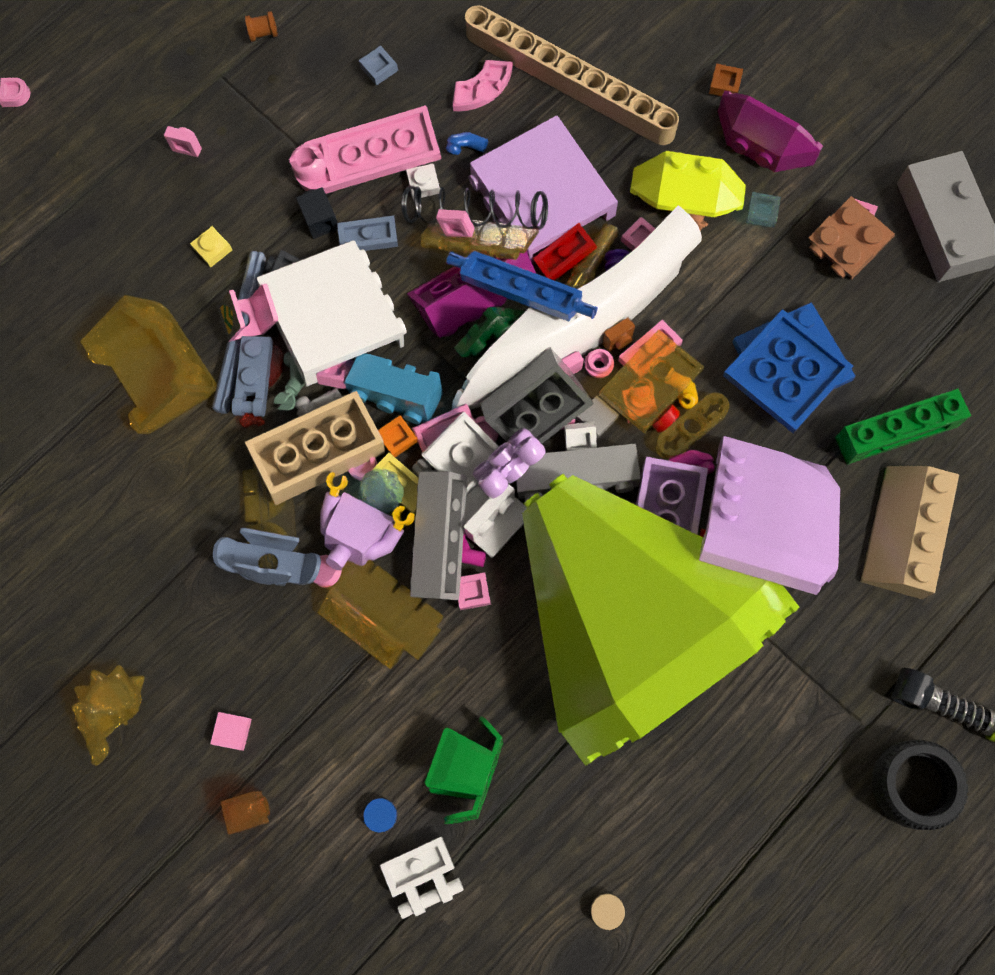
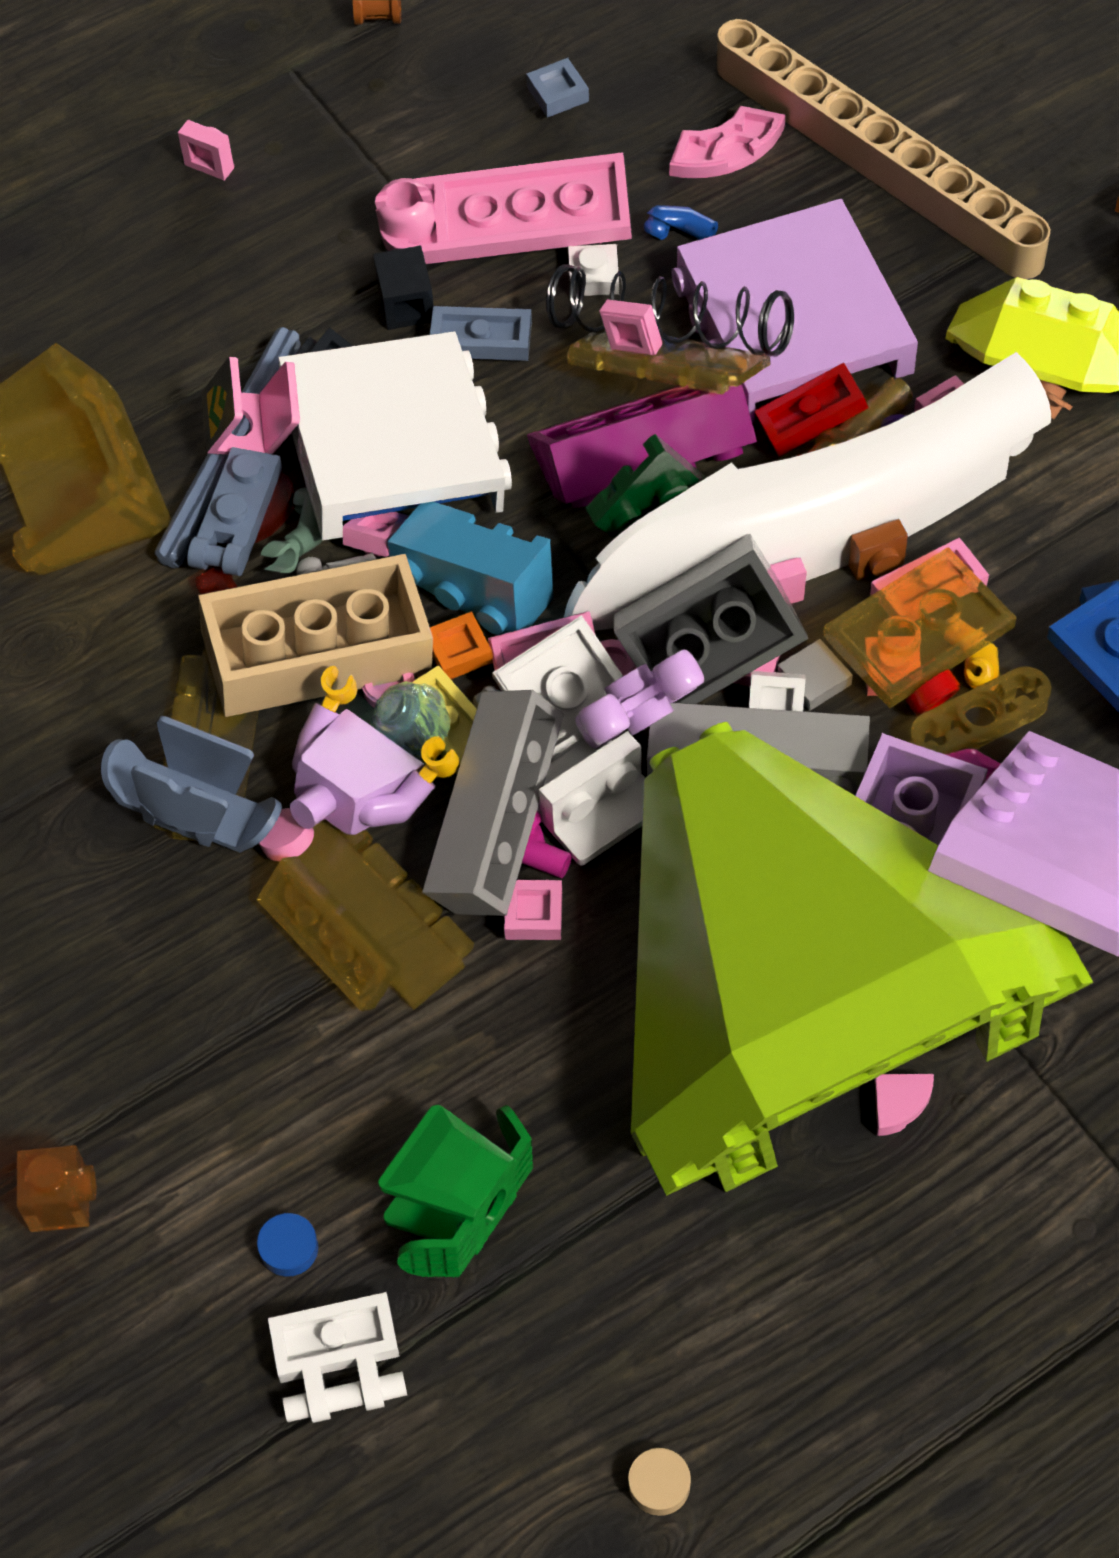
camera: 10 degrees right, 15 degrees down
(211, 246) = (214, 313): light yellow plate -> none
(231, 731) = (60, 1061): bright pink tile -> none
(522, 285) = (720, 428): blue plate -> none
(599, 355) = (837, 579): bright pink plate -> none

